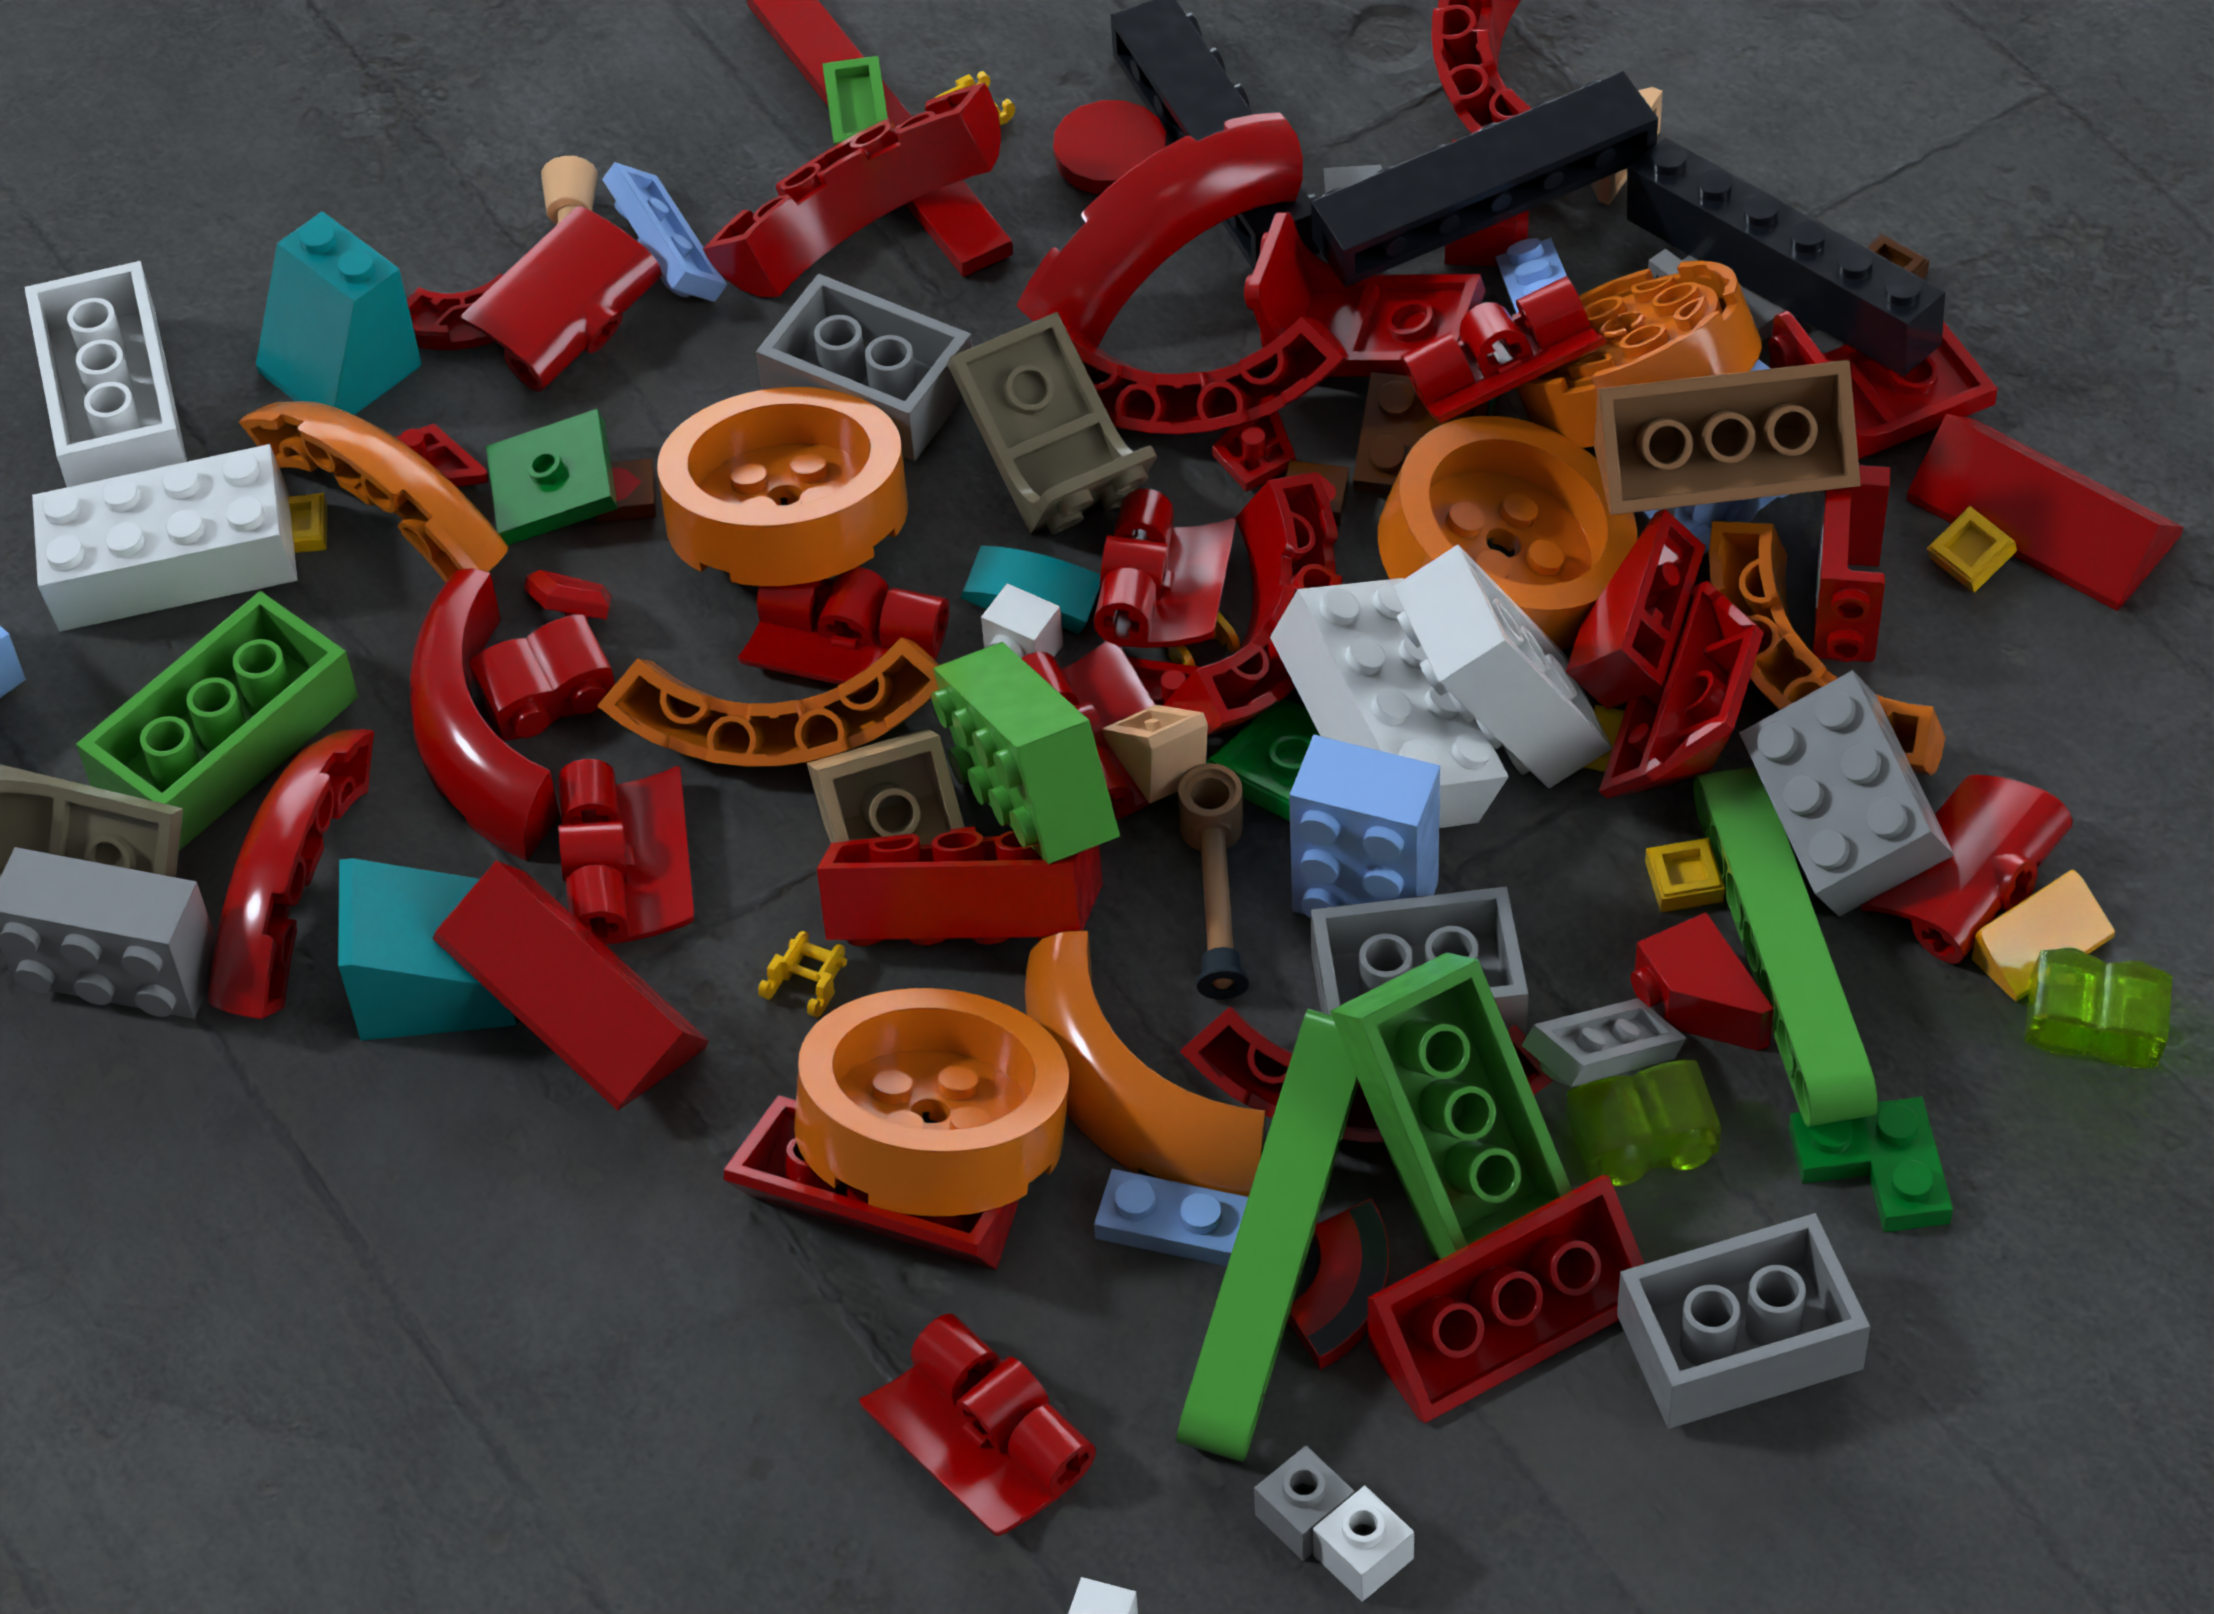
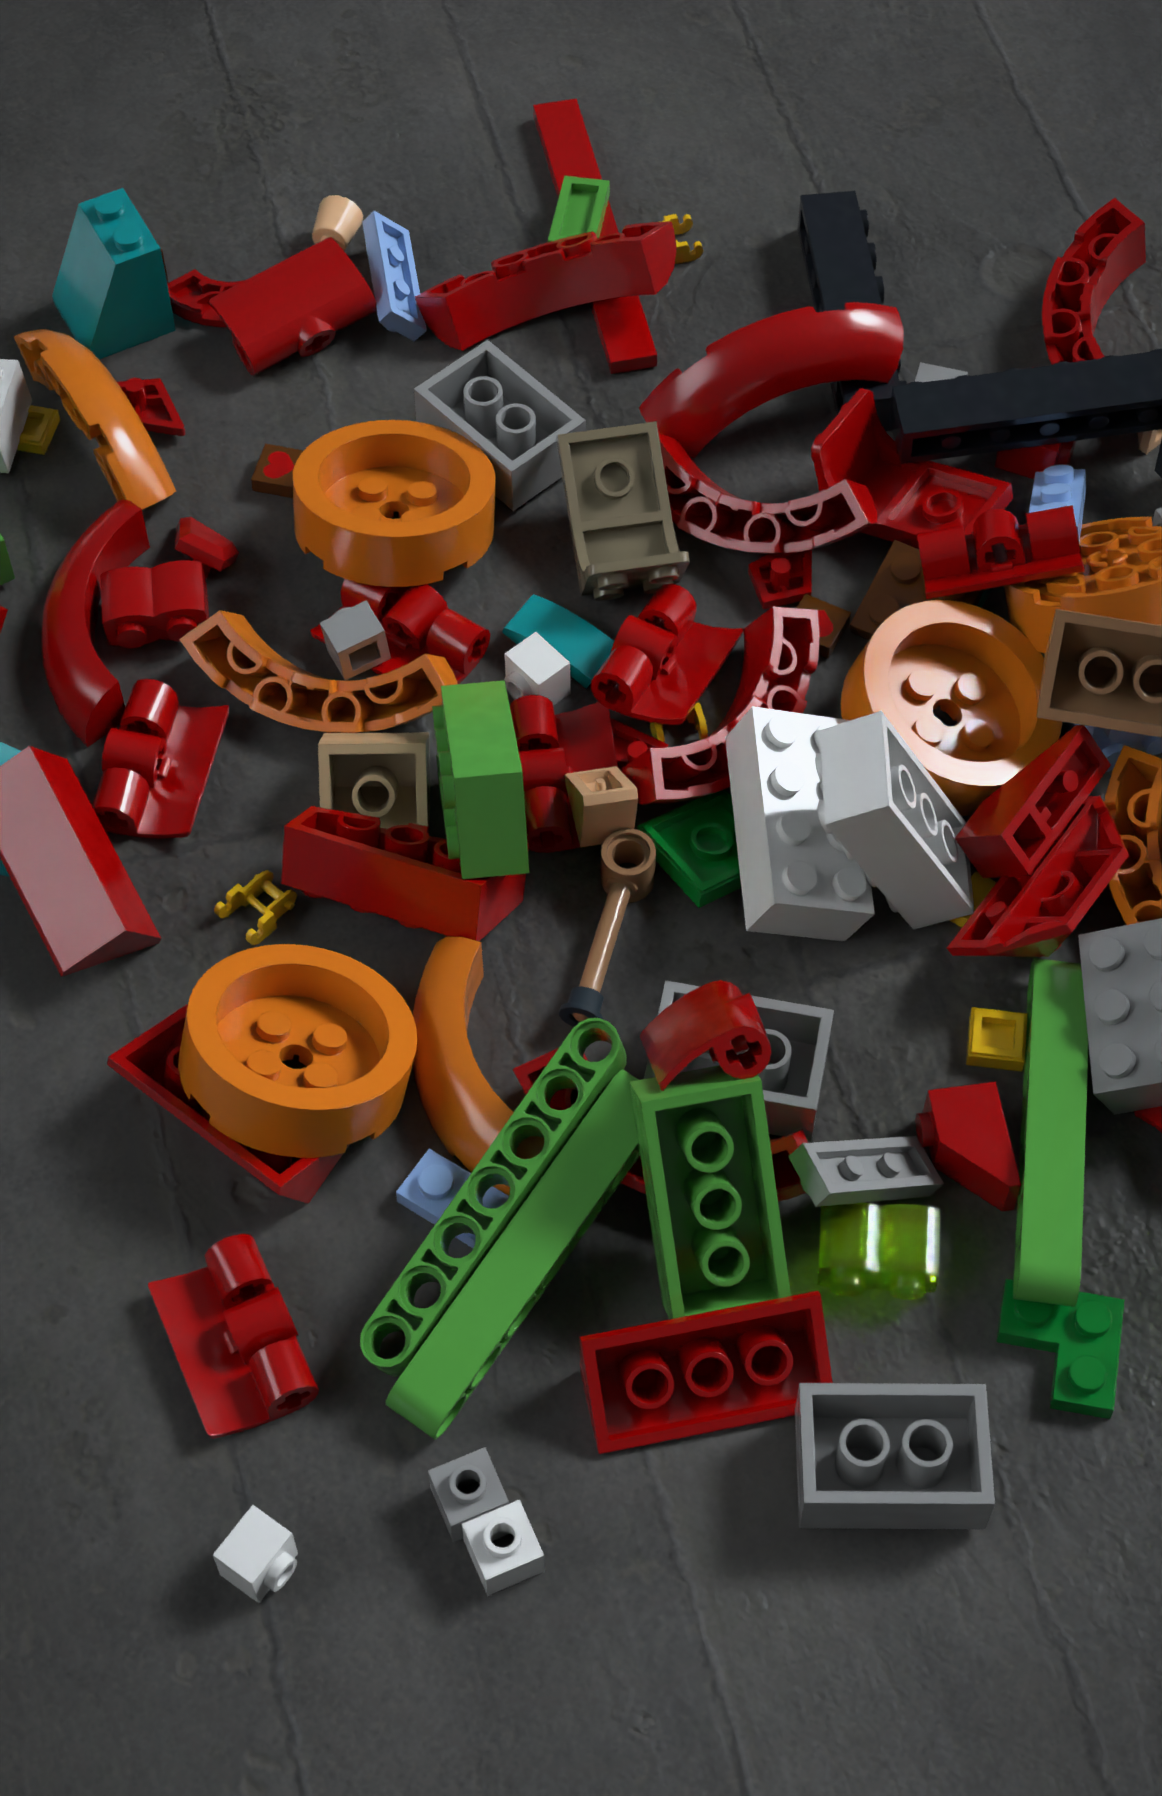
camera: 15 degrees right, 5 degrees up
(551, 477) = (229, 445): green plate -> none
(802, 649) = (355, 640): none -> light grey plate
(1105, 142) = (760, 292): red tile -> none
(1214, 1153) = (496, 1167): none -> bright green beam
(1352, 1267) = (582, 1308): red tile -> none
(1362, 826) = (731, 924): light blue brick -> none
(1390, 929) = (712, 1020): none -> red panel

